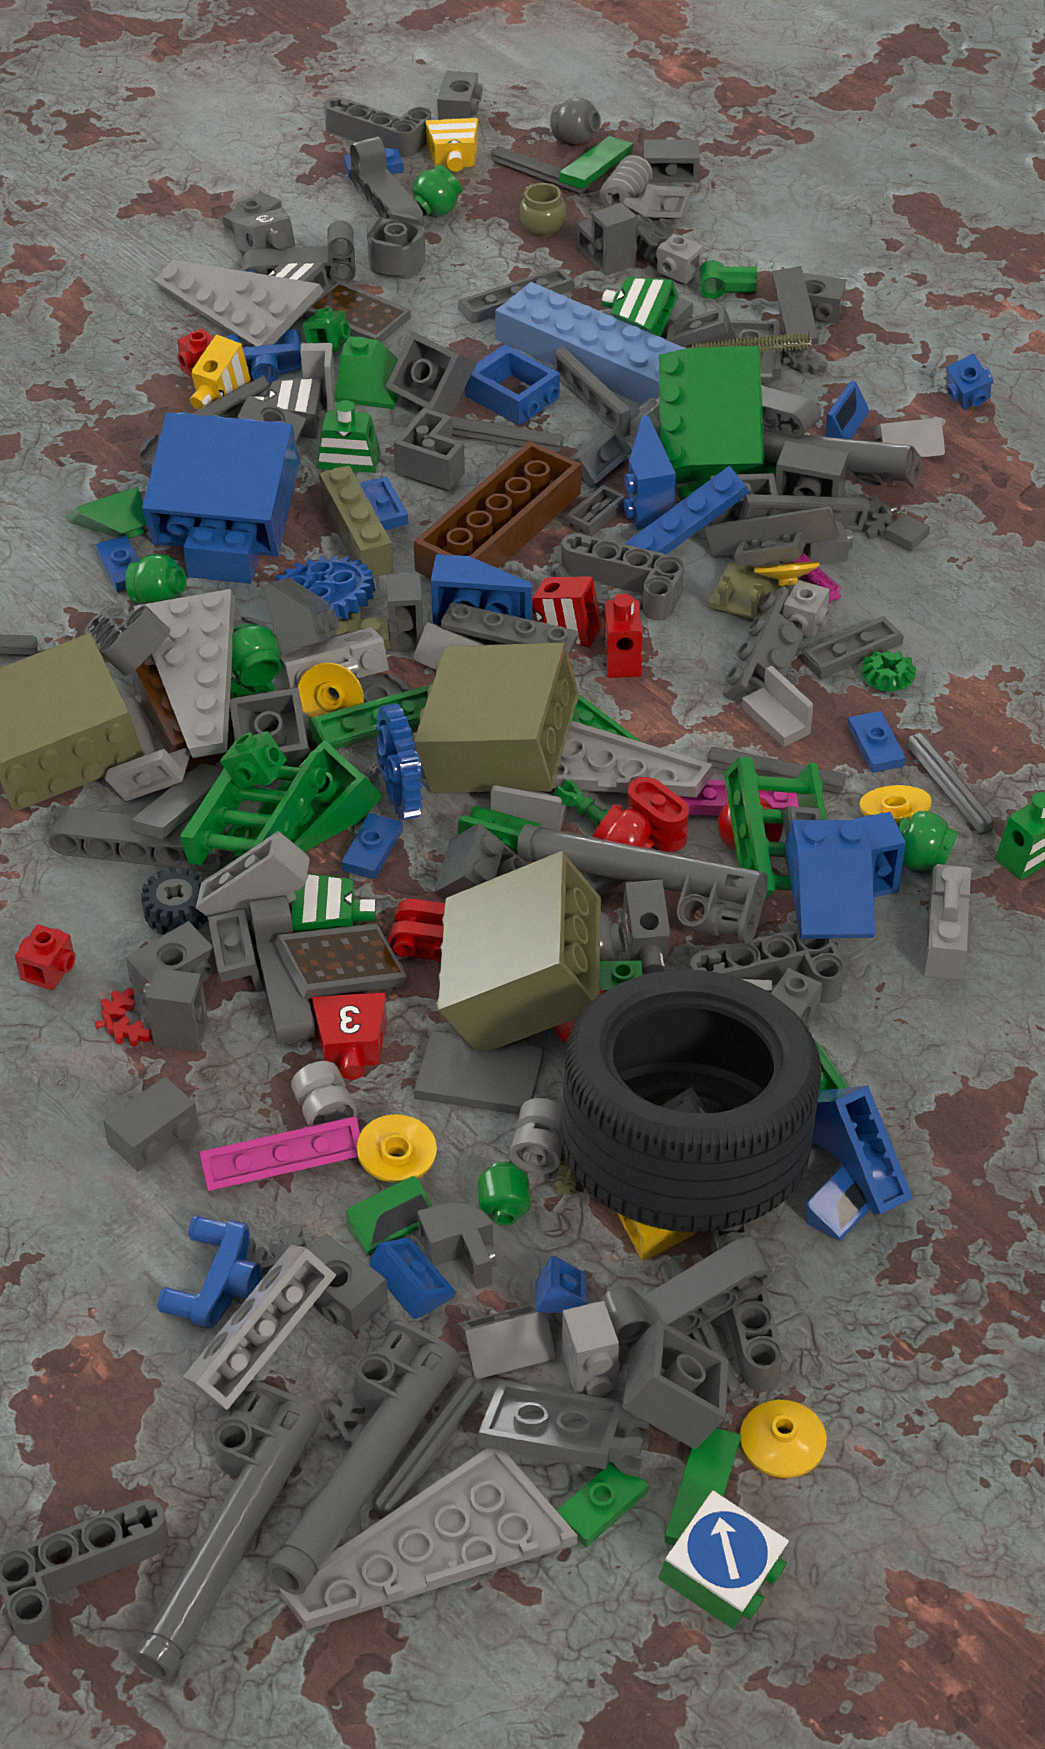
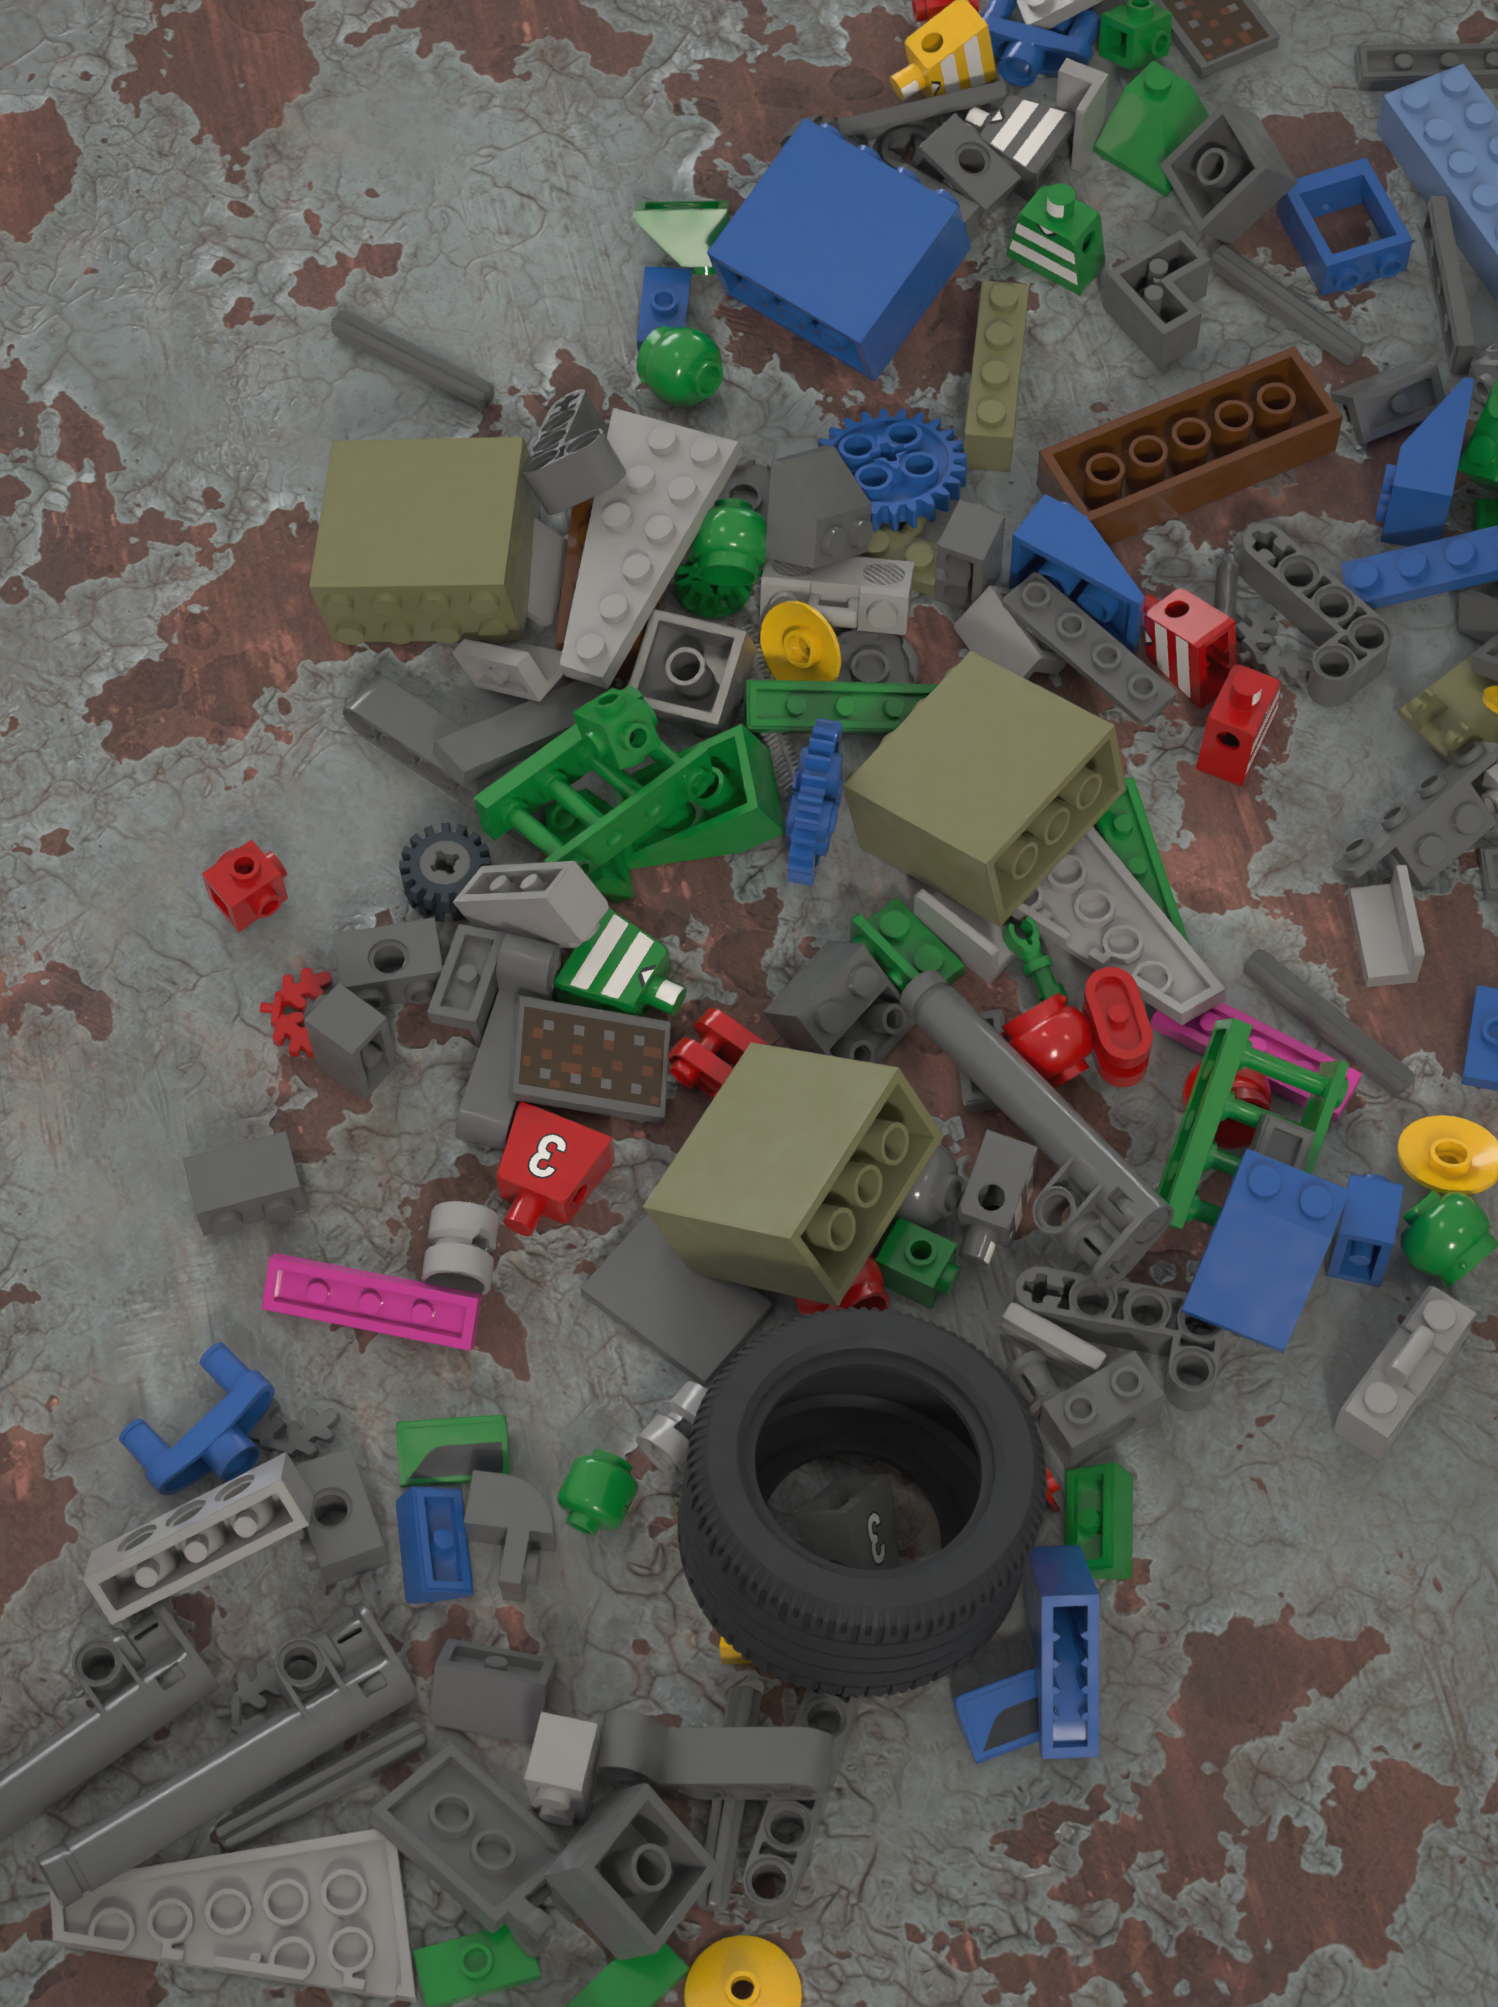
camera: 30 degrees right, 15 degrees up
(221, 555) = (791, 355): blue brick -> none
(372, 846) = (735, 898): blue plate -> none
(385, 502) = (1052, 357): blue plate -> none
(399, 1136) = (502, 1339): yellow dish -> none
(560, 1287) = (588, 1662): blue slope -> none
(600, 513) = (1343, 494): dark grey tile -> none

